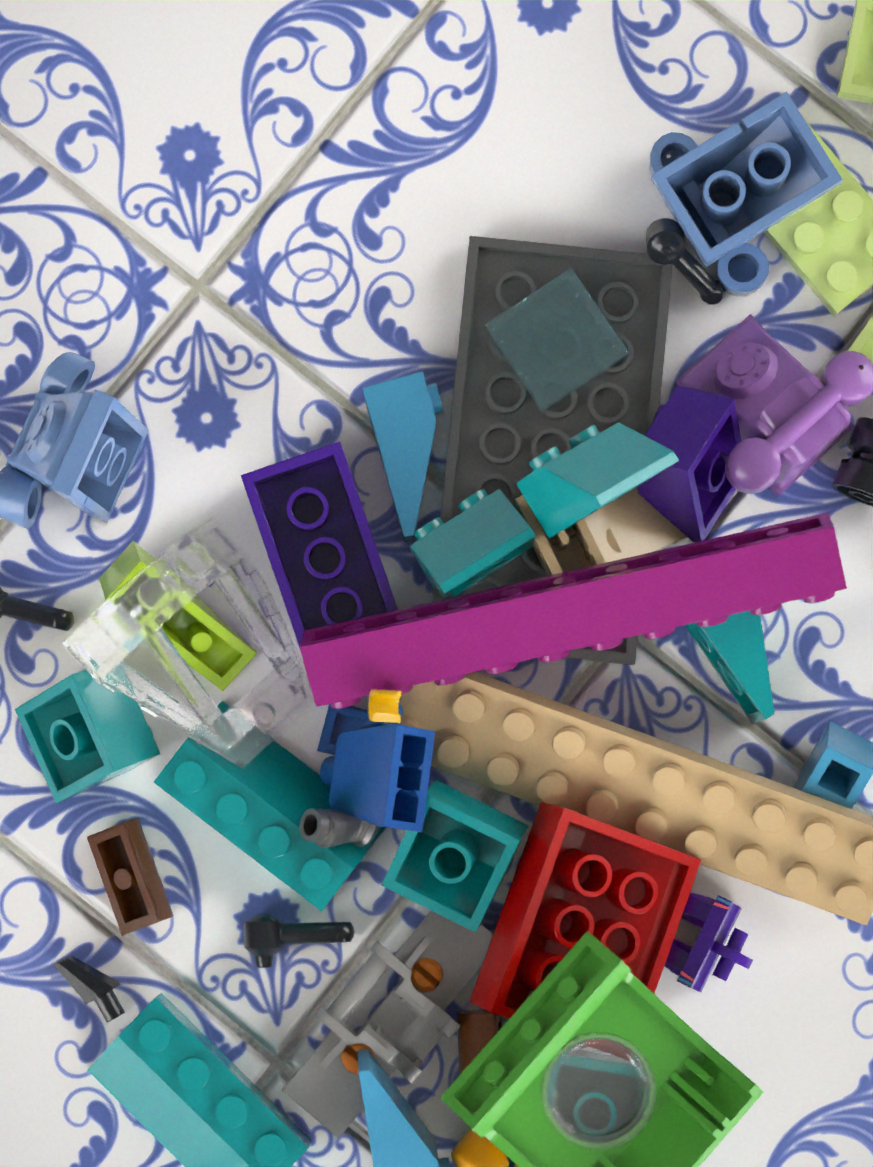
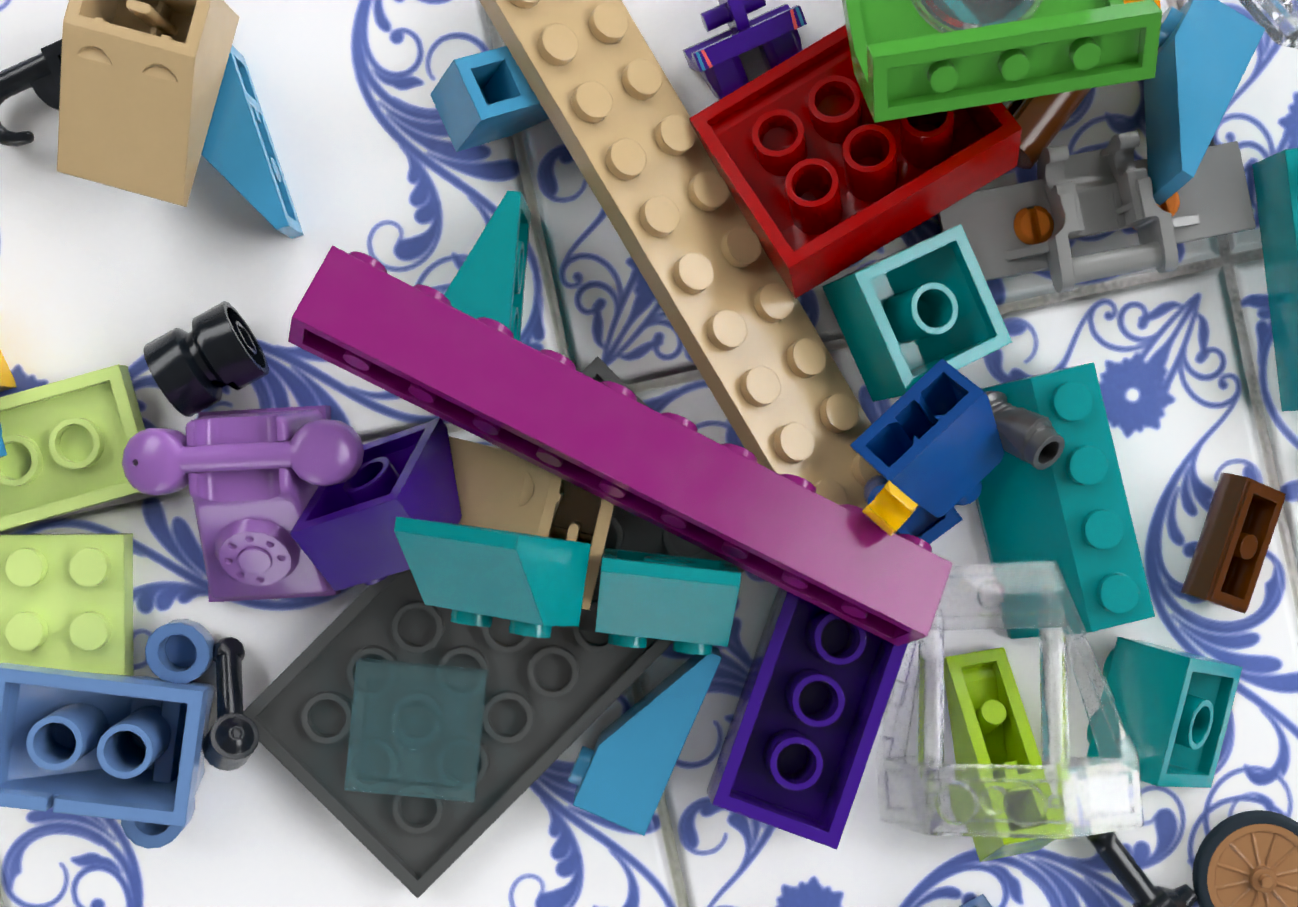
camera: 140 degrees left, 5 degrees up
(266, 935) = (1147, 385): black piece -> none

